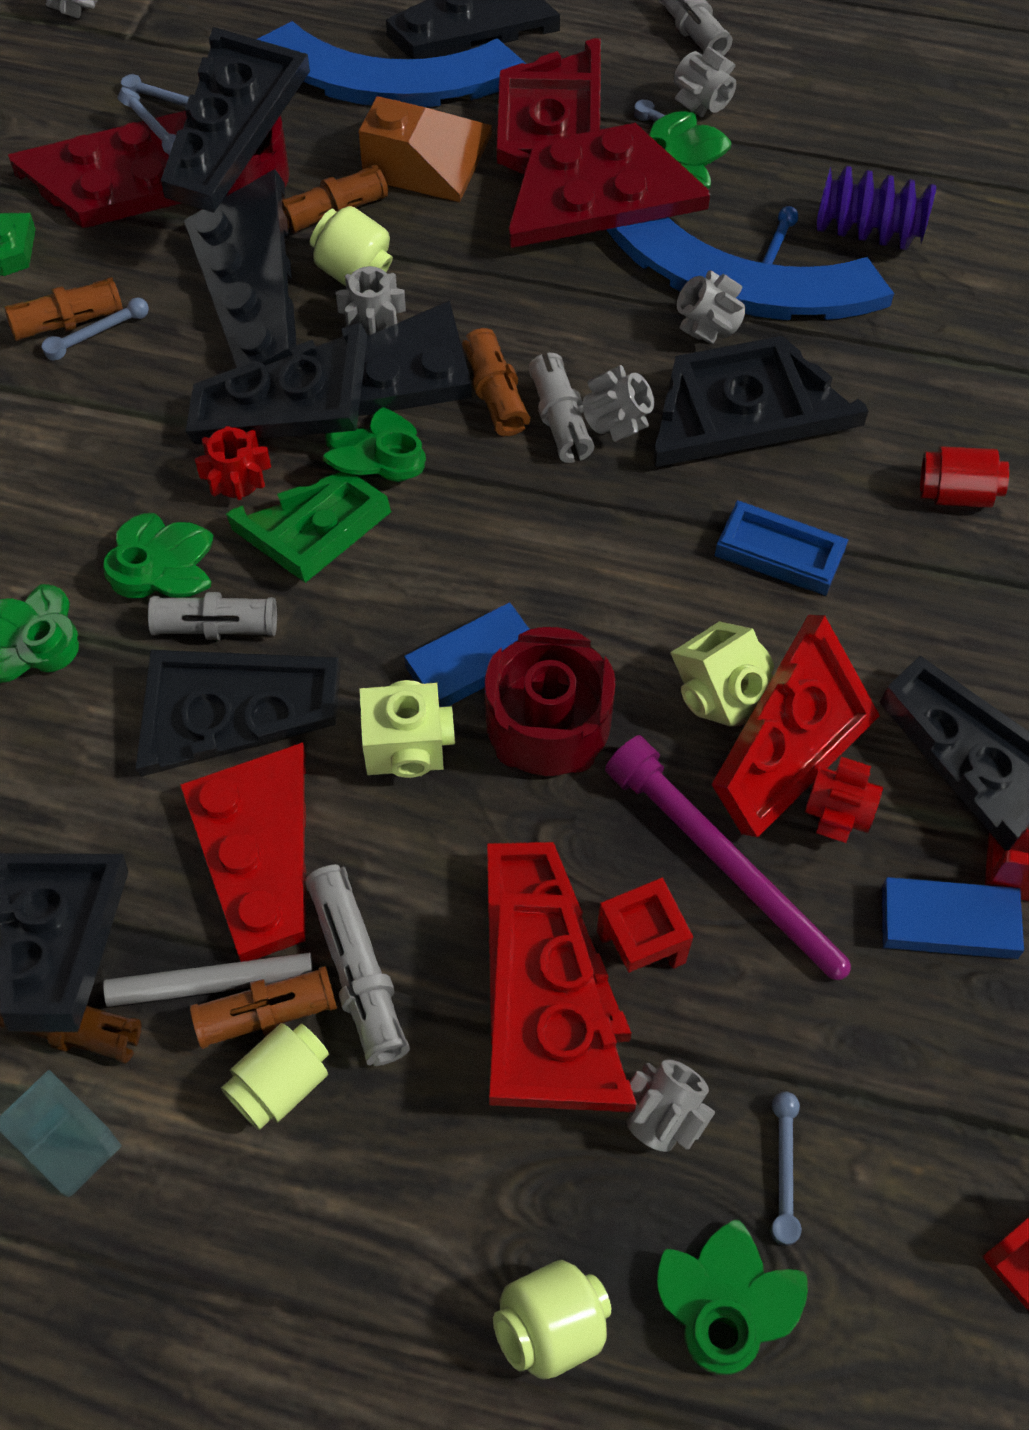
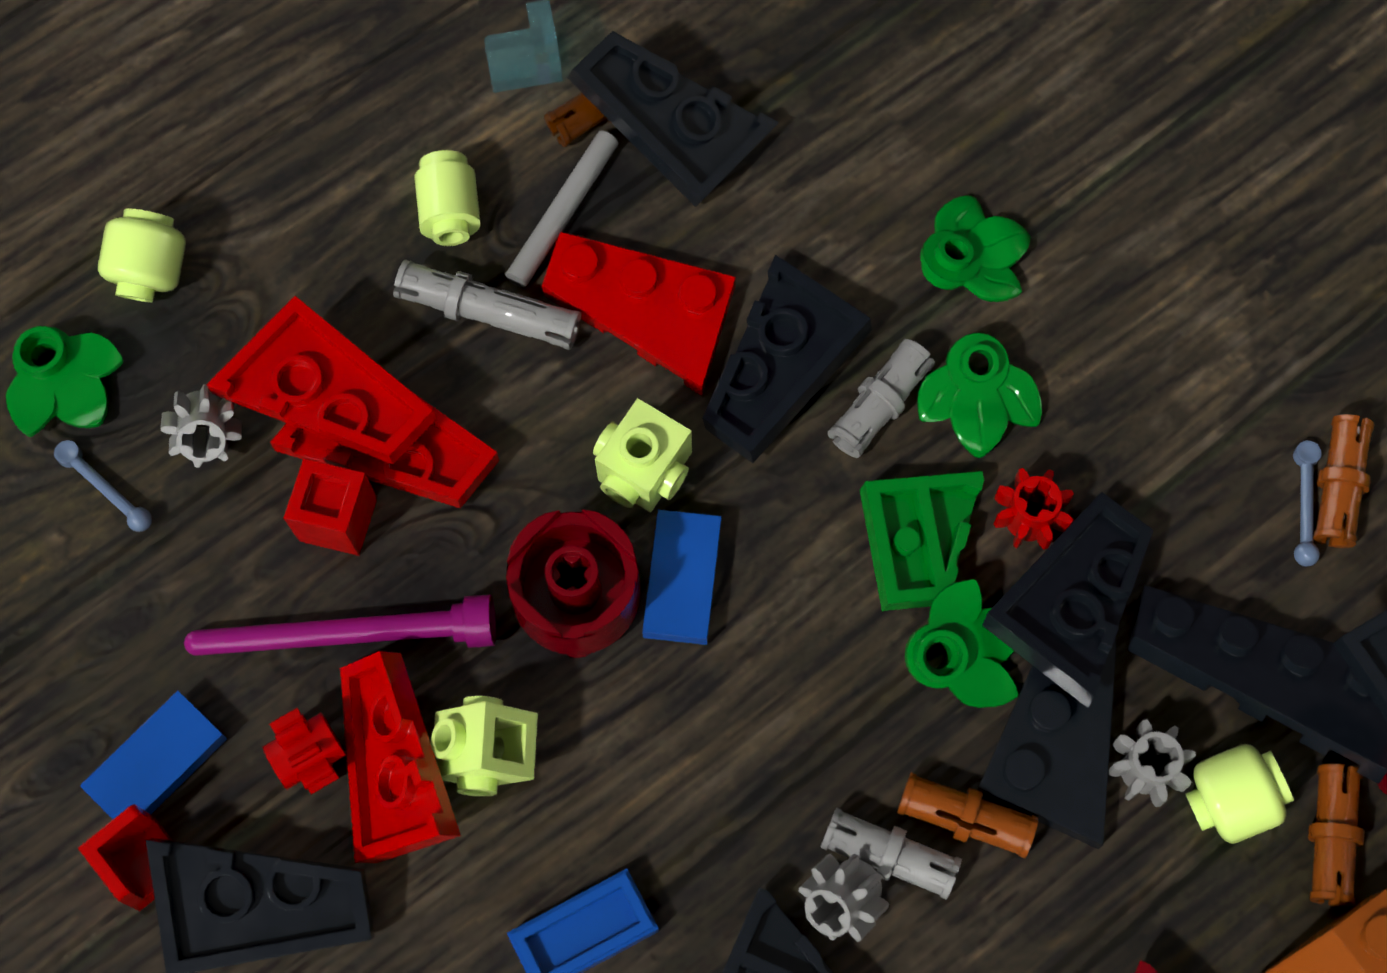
camera: 130 degrees right, 10 degrees up
(217, 1019) = (505, 224): dark orange pin -> none

